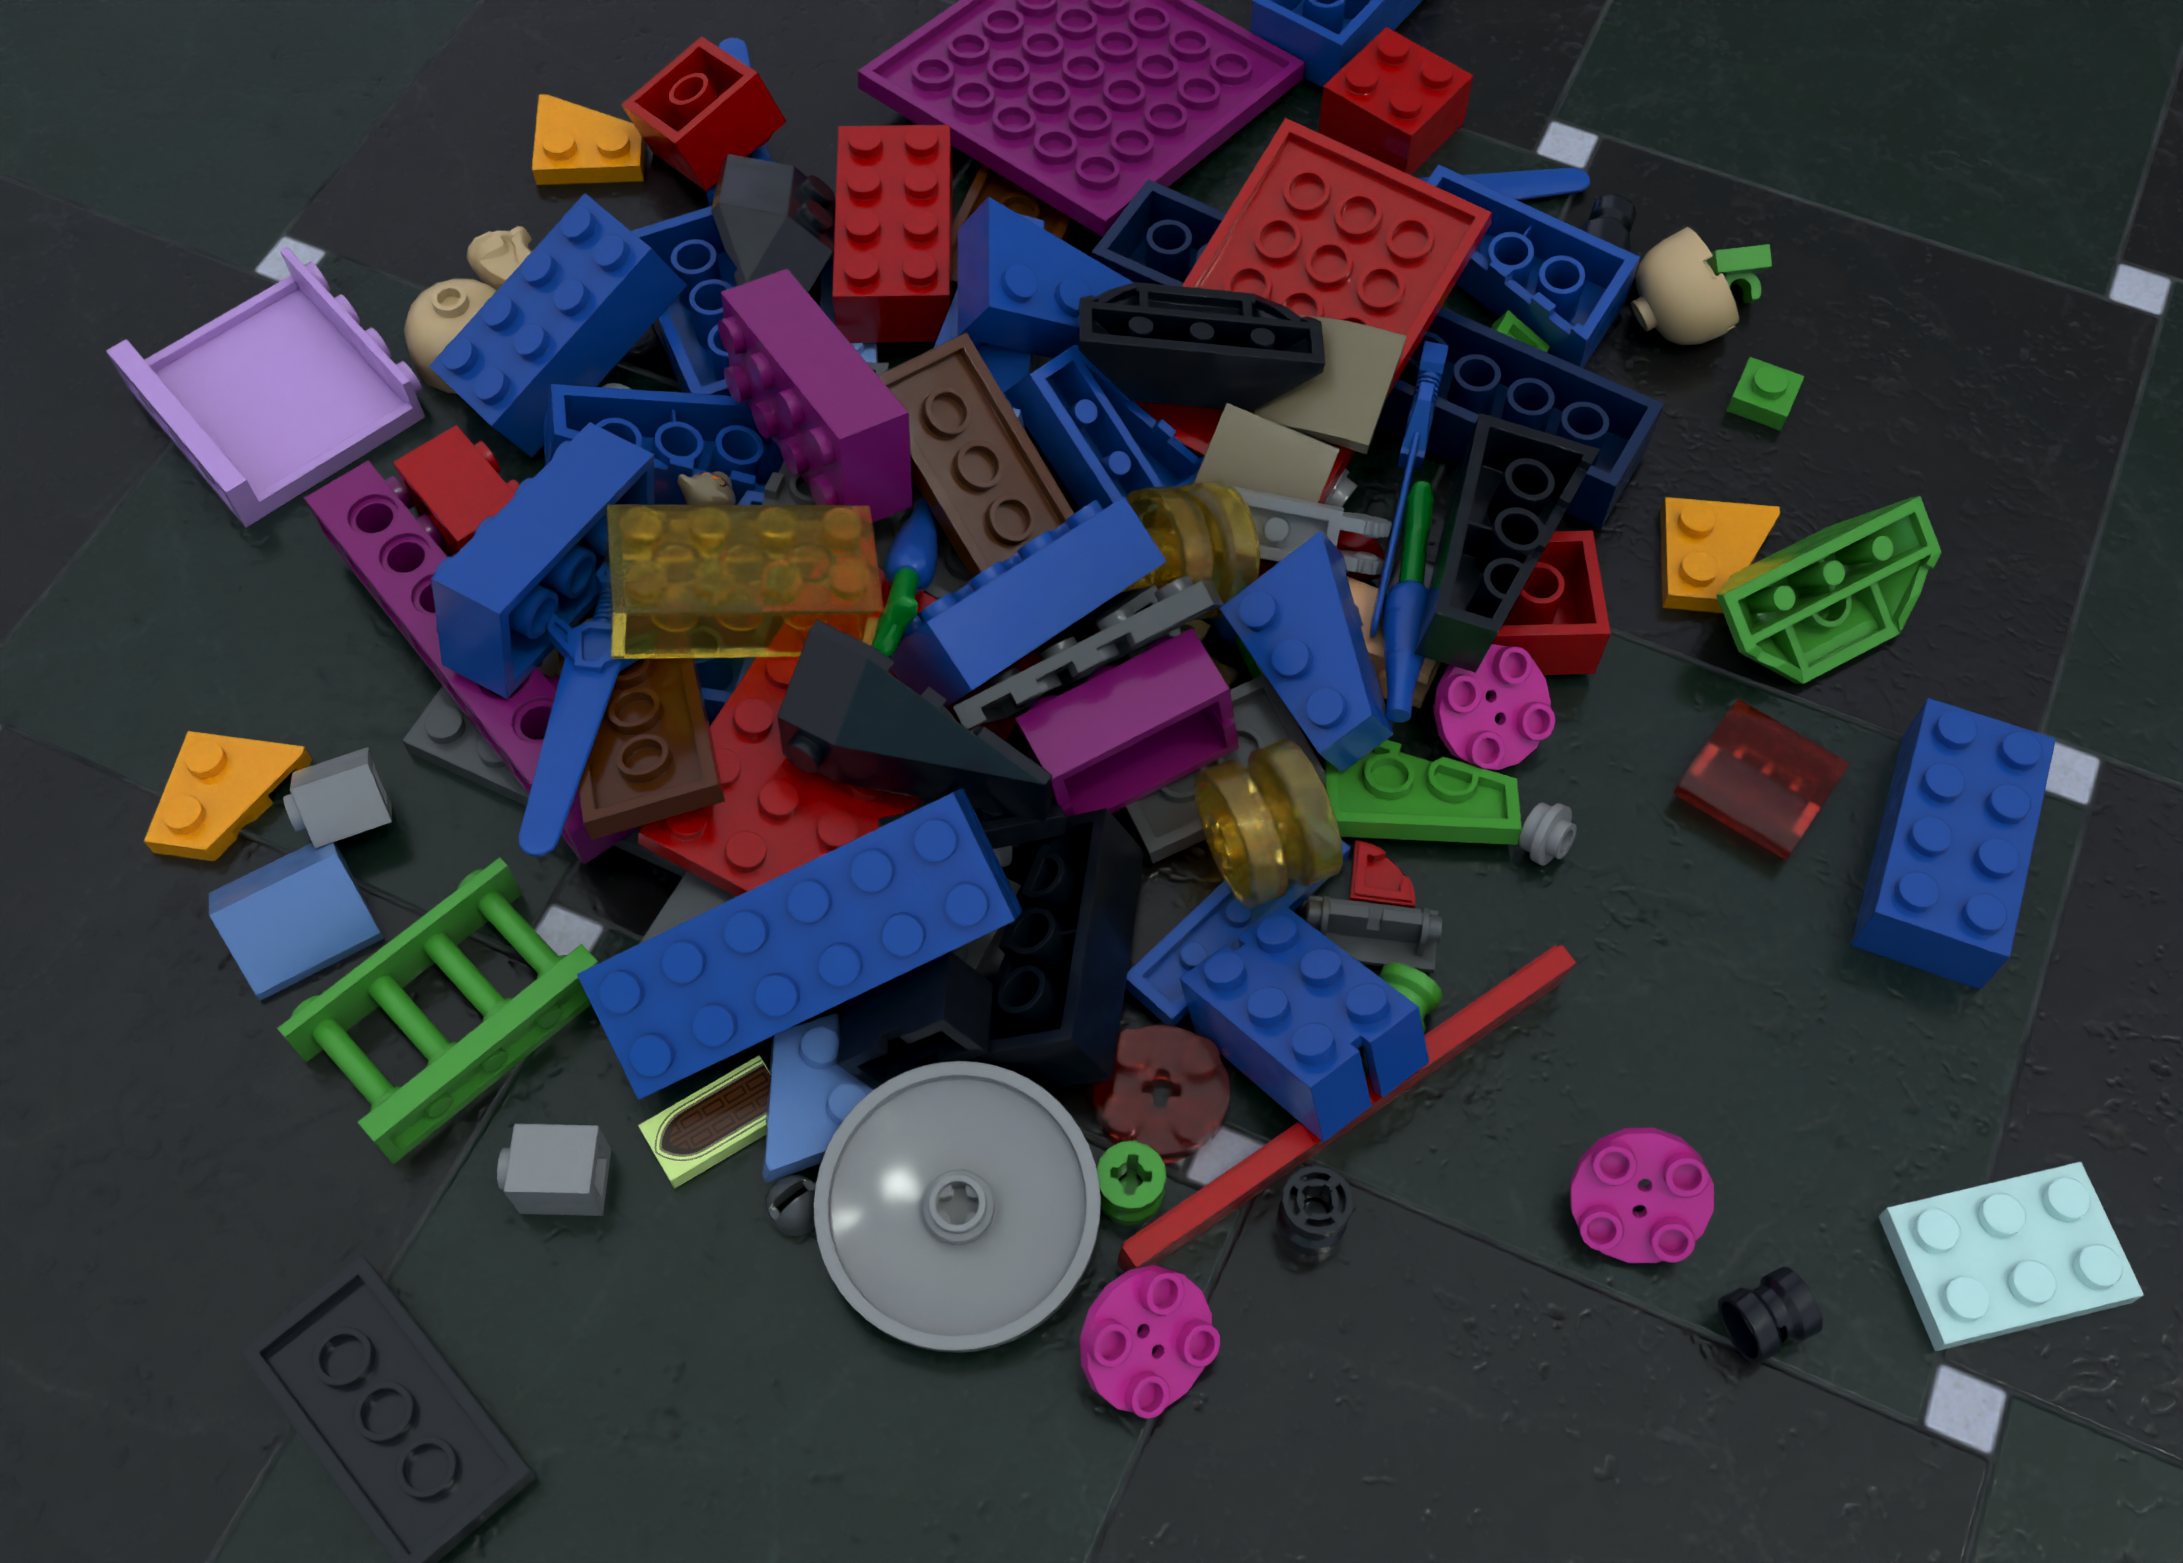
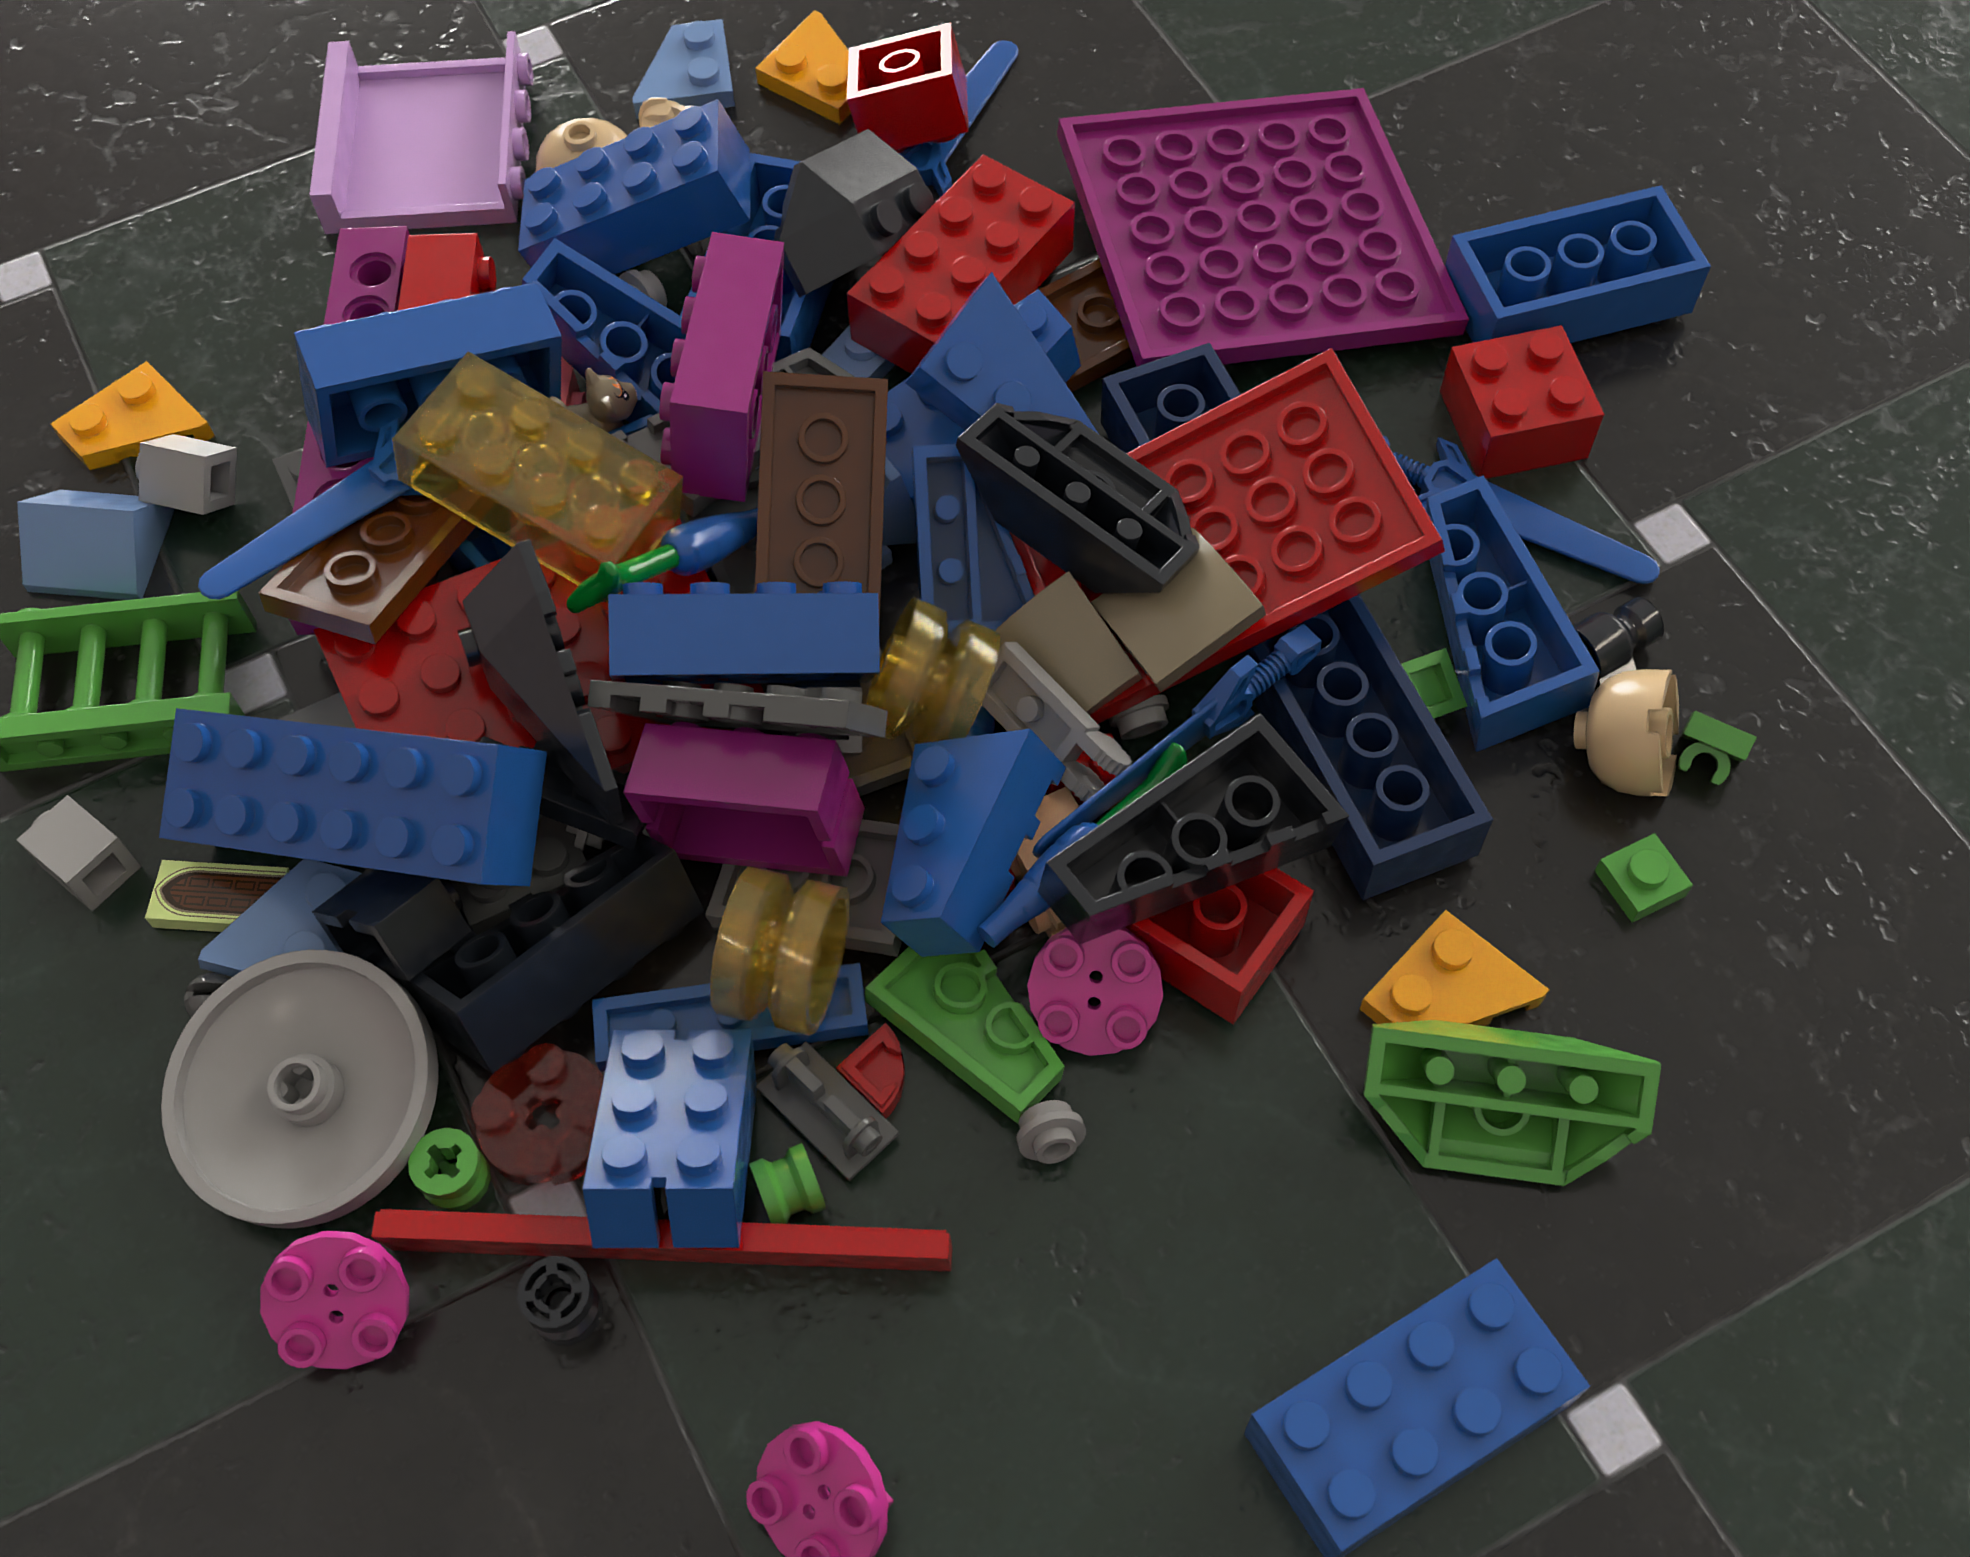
camera: 40 degrees right, 0 degrees up
(469, 201) = (689, 67): none -> medium blue wing
(1761, 778) = (1293, 1223): clear red slope -> none

